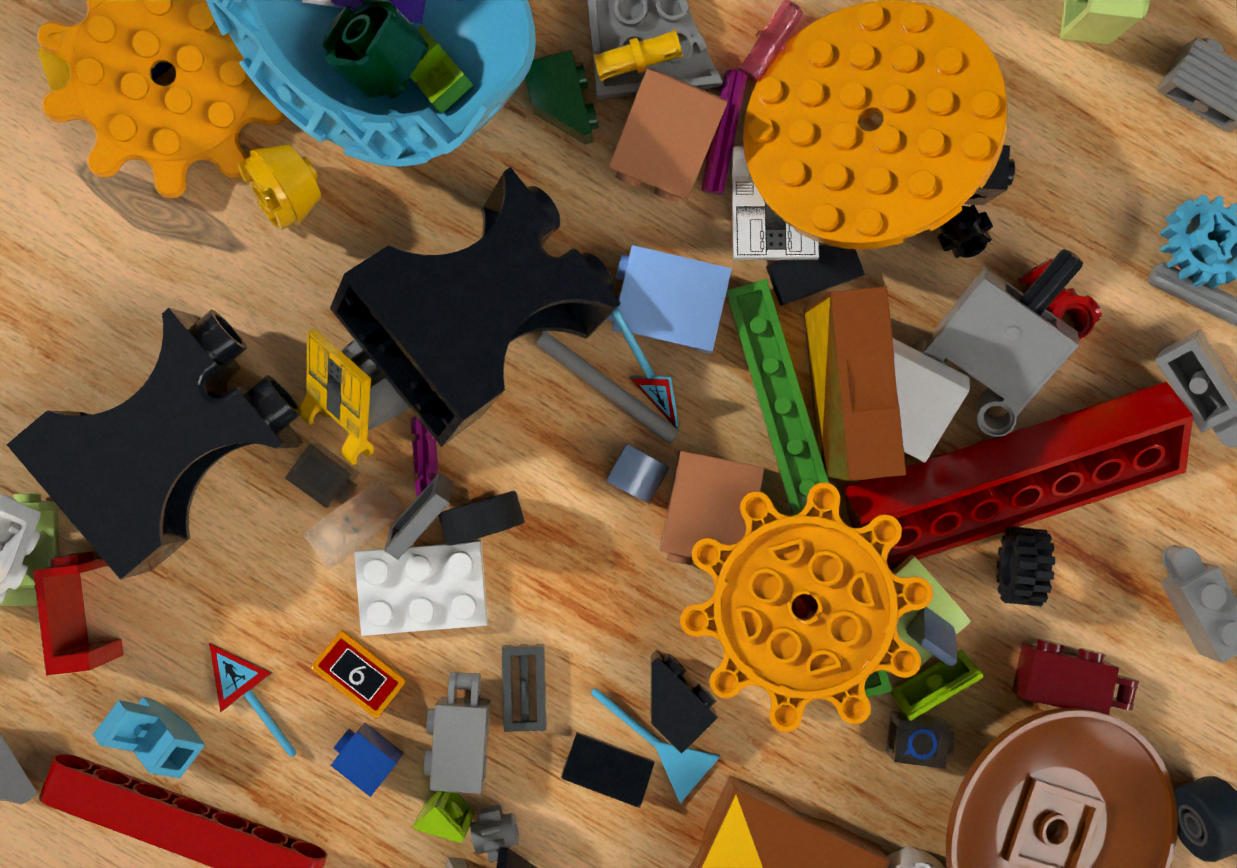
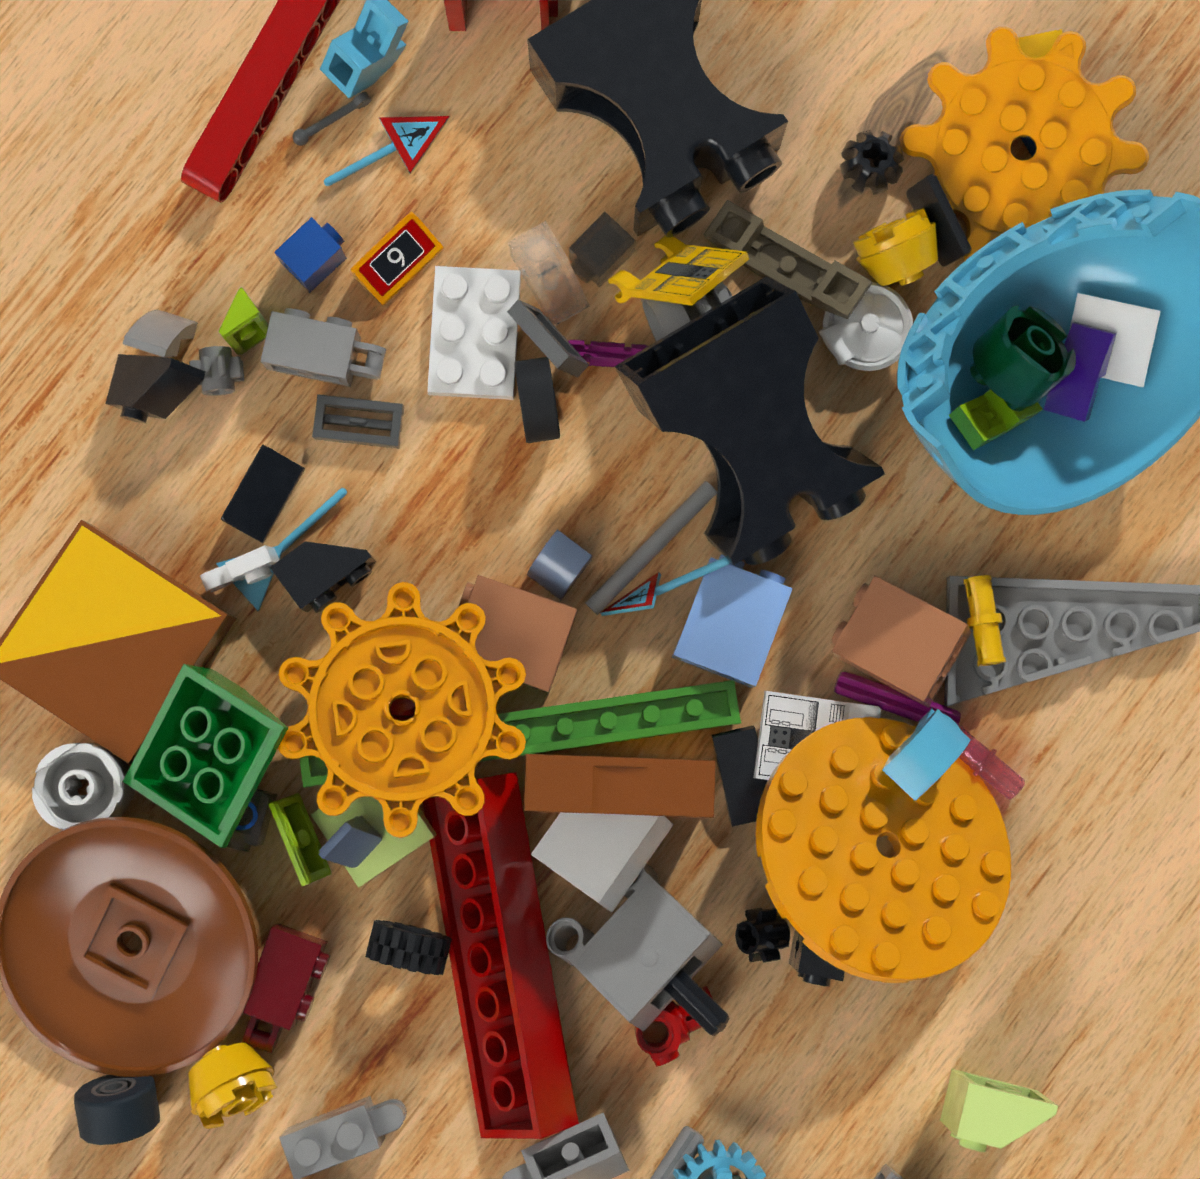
camera: 95 degrees right, 5 degrees down
(191, 210) = (885, 159): none -> black piece
(250, 785) = (302, 136): none -> dark grey hinge
(263, 133) = (950, 237): none -> black slope
(311, 292) = (771, 255): none -> dark tan slope
(363, 205) = (872, 333): none -> white piece
(557, 96) = (956, 535): dark green slope -> none
(681, 770) = (251, 566): none -> white plate
(778, 92) = (926, 753): none -> medium azure brick
(871, 788) = (206, 752): none -> green slope
(1174, 717) = (229, 1083): none -> yellow cone

